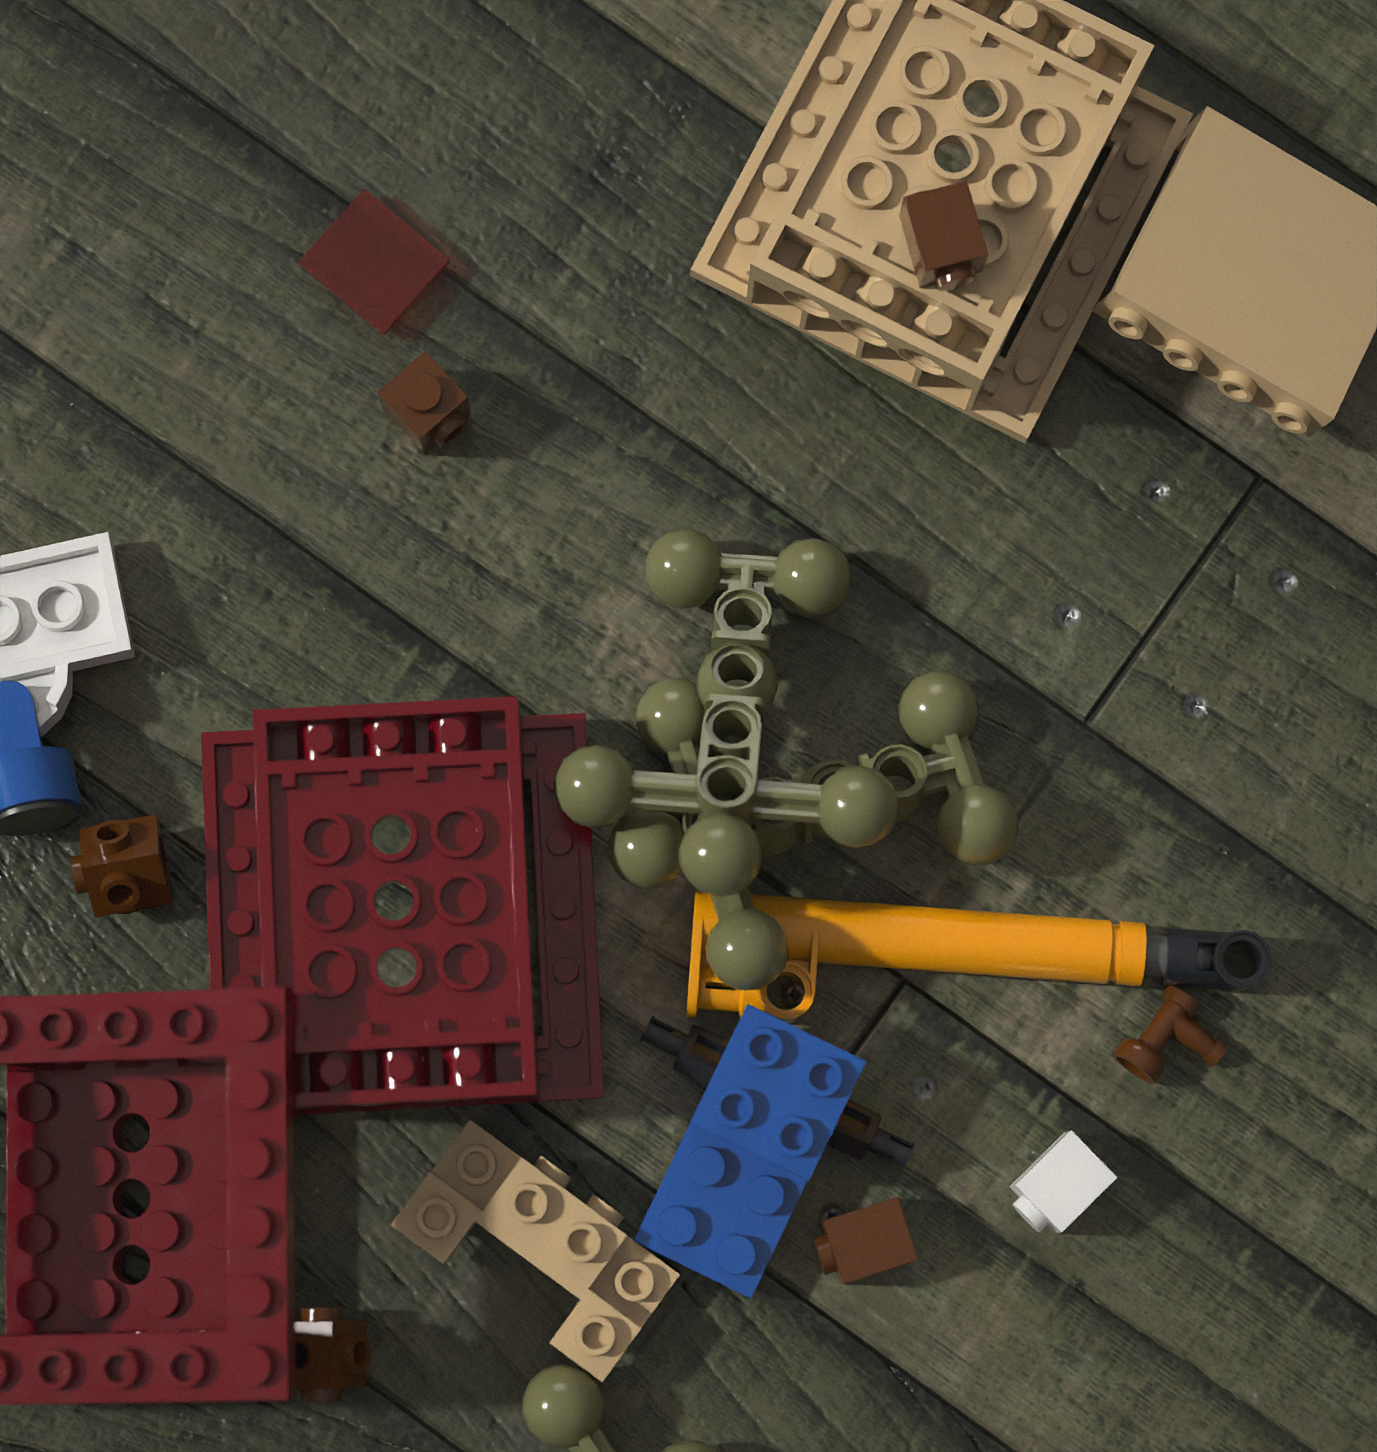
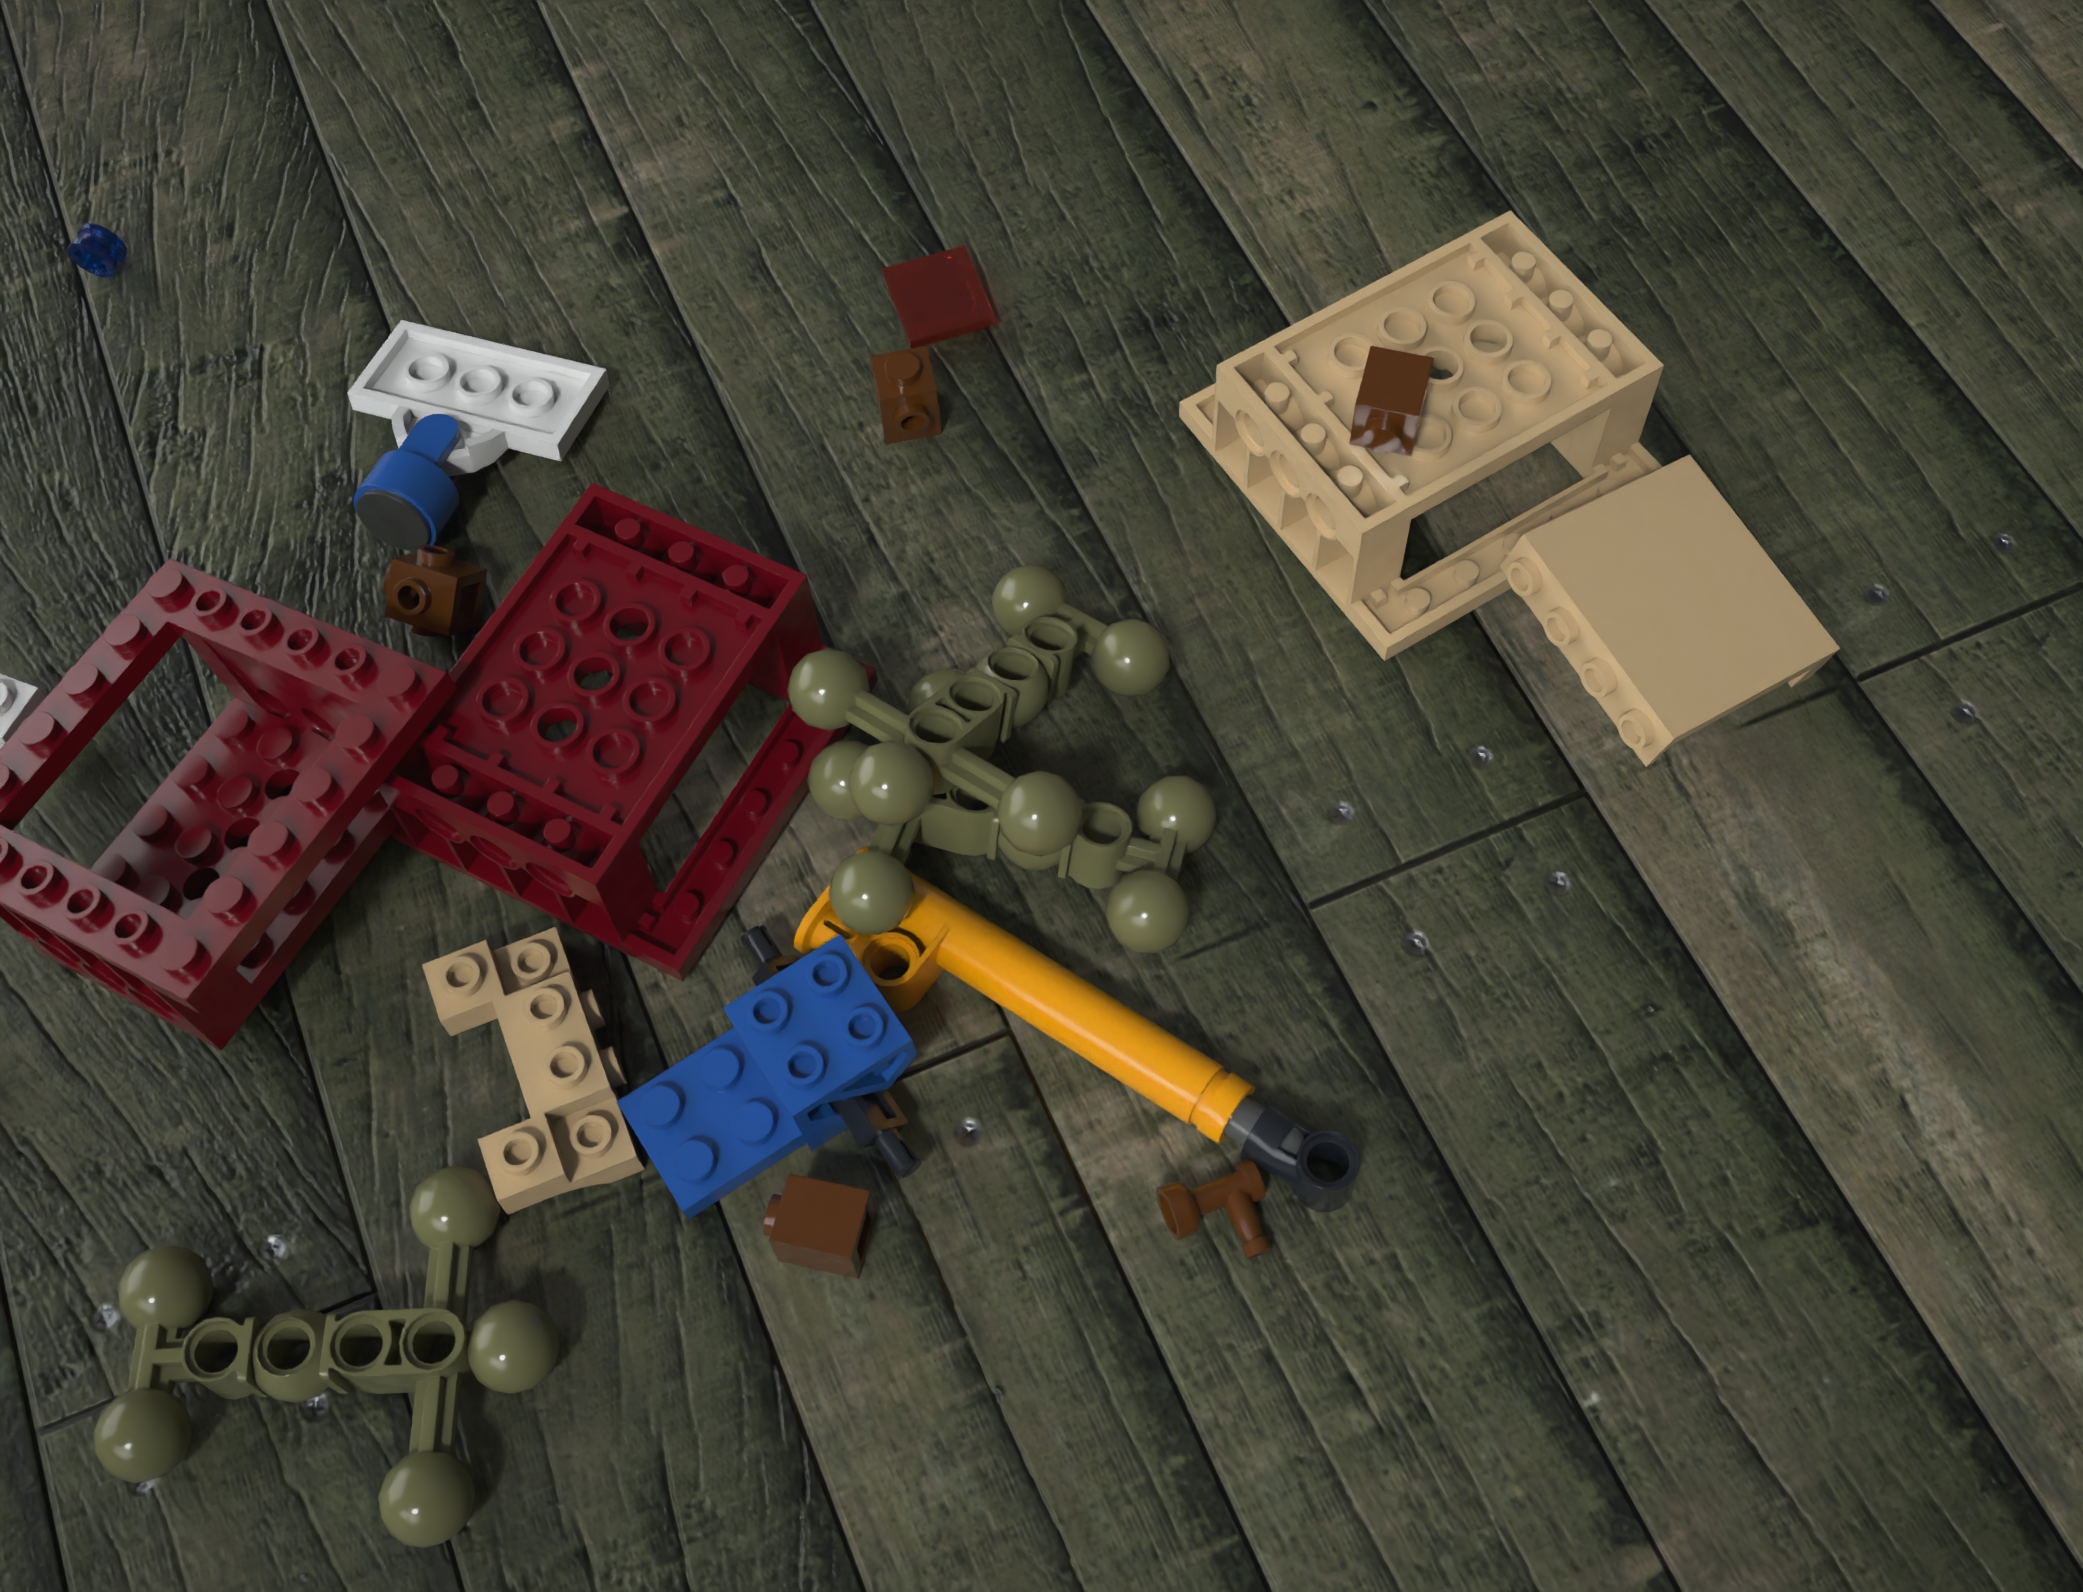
camera: 40 degrees right, 20 degrees down
(329, 1354) = (286, 1041): reddish brown brick -> none
(1060, 1184) = (1033, 1277): white brick -> none

